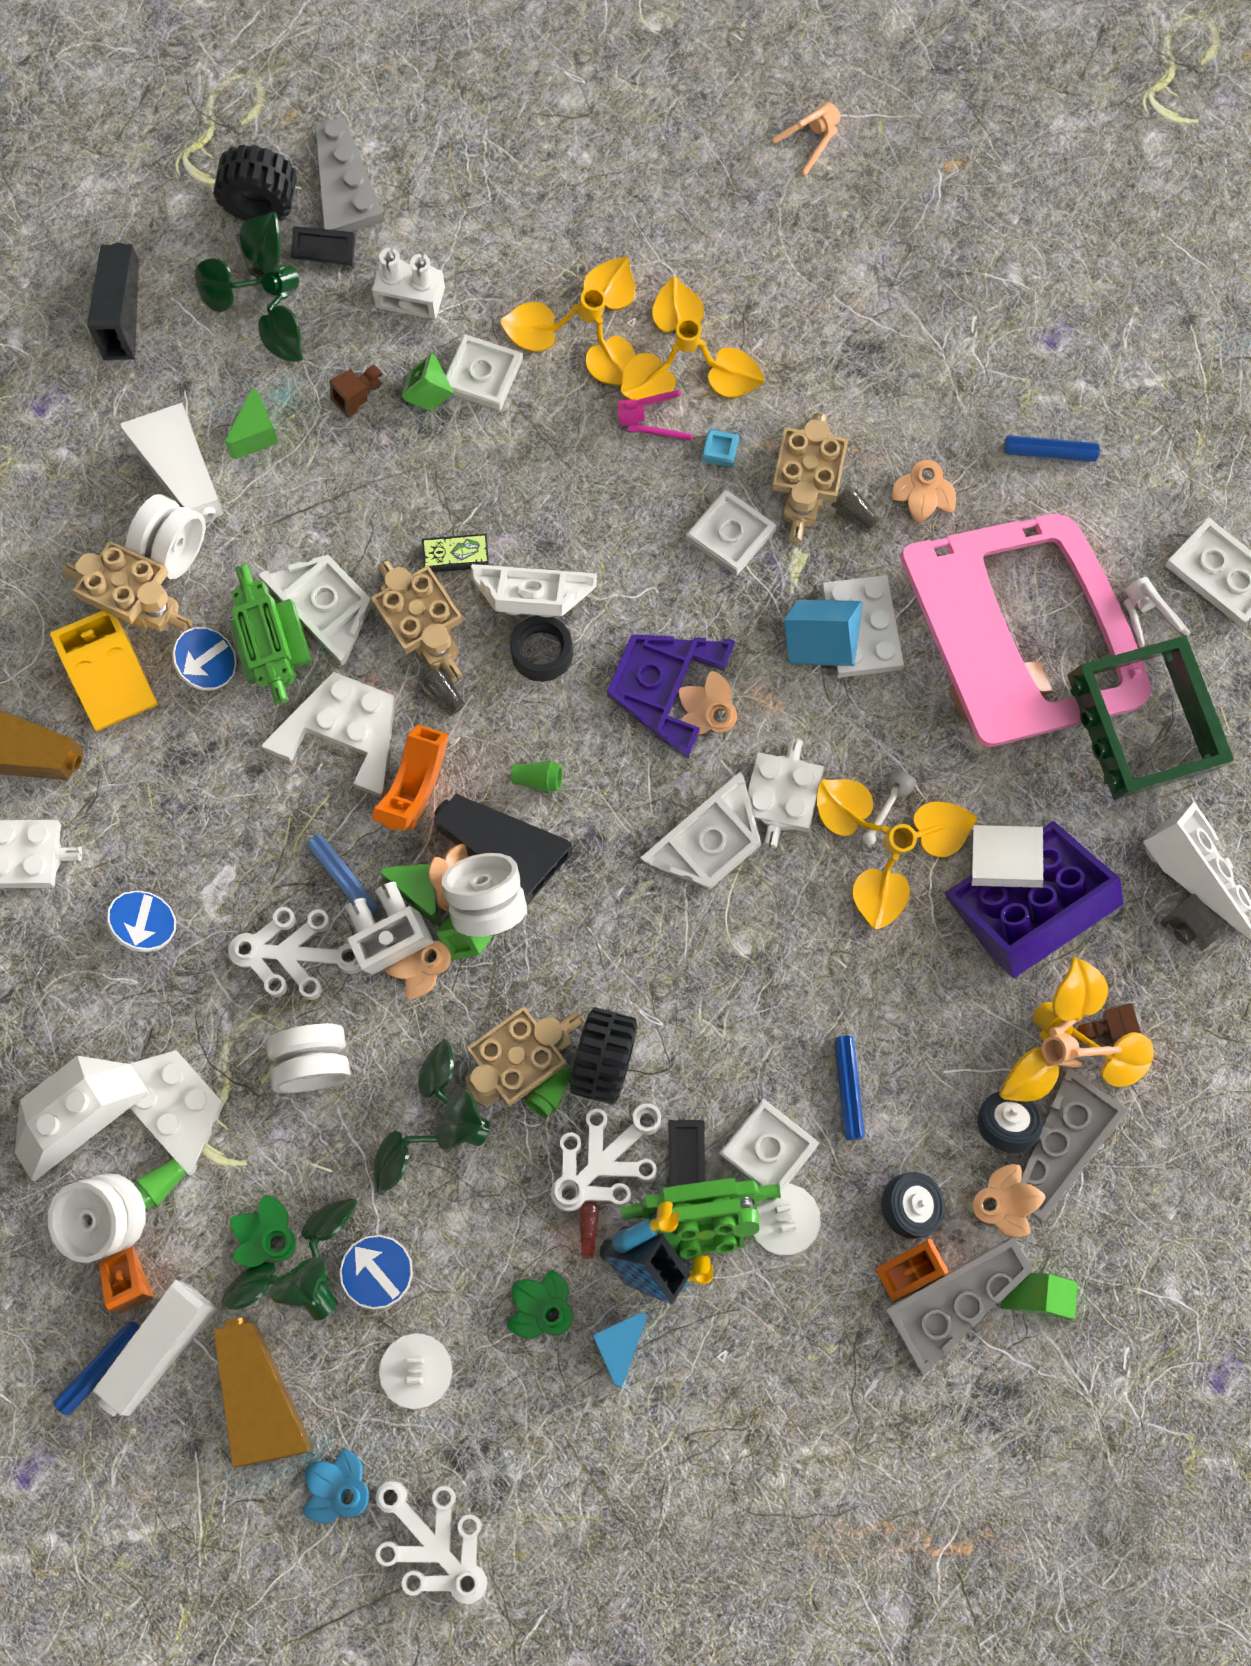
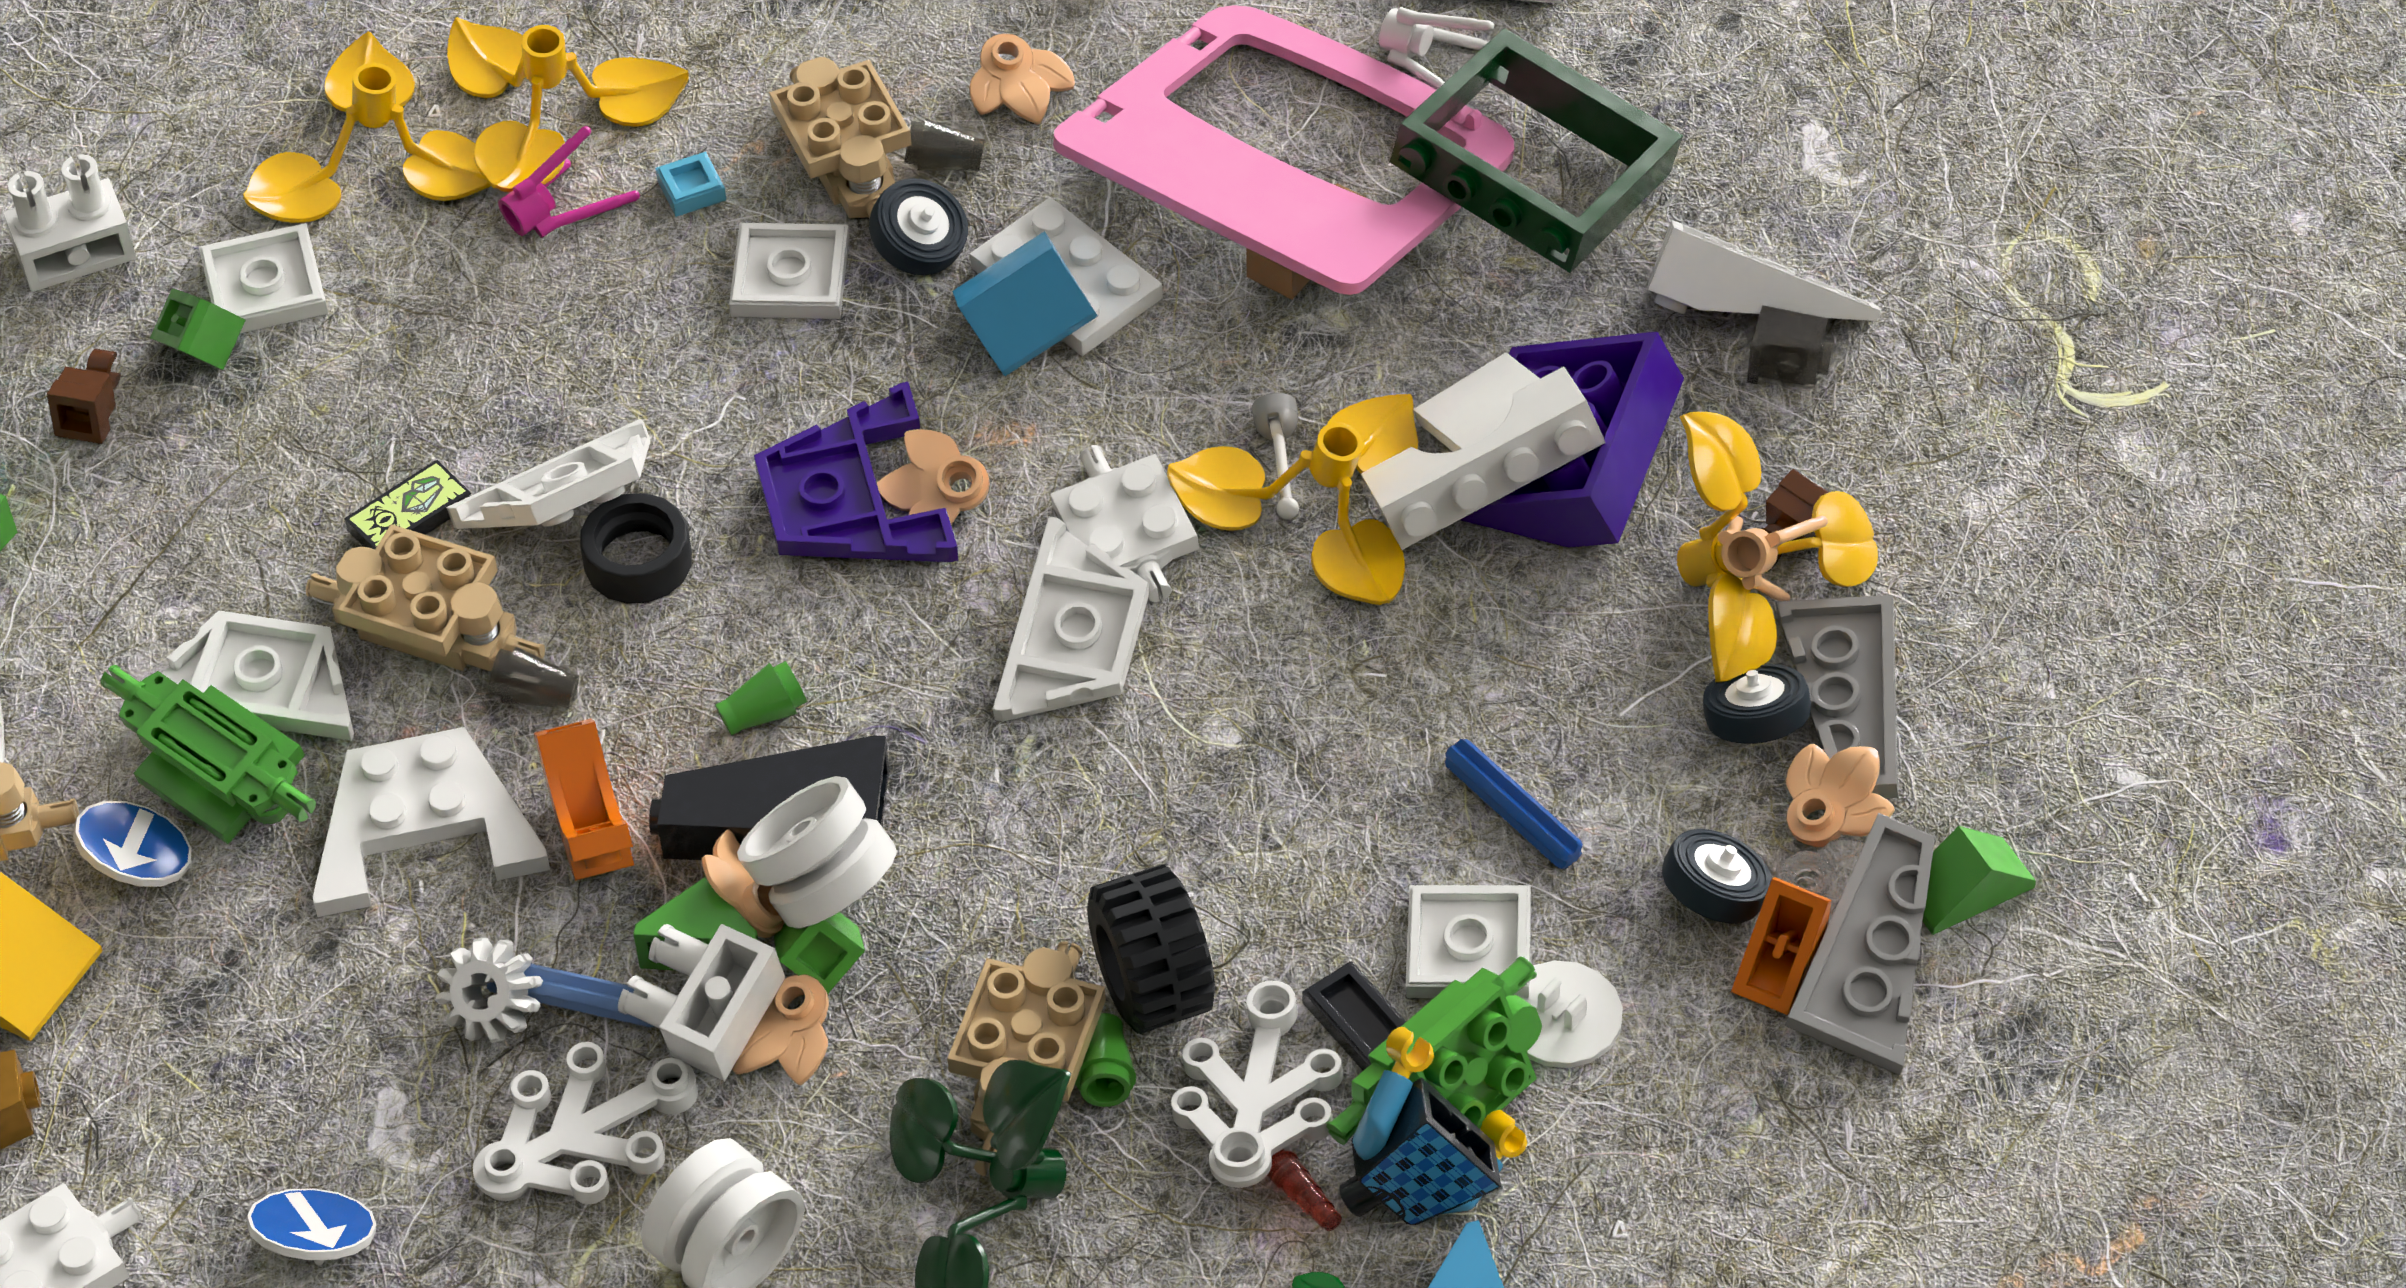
camera: 35 degrees left, 20 degrees down
(298, 853) = (479, 968): none -> white gear
(807, 551) = (918, 226): none -> black wheel
(1015, 898) = (1433, 490): none -> white arch

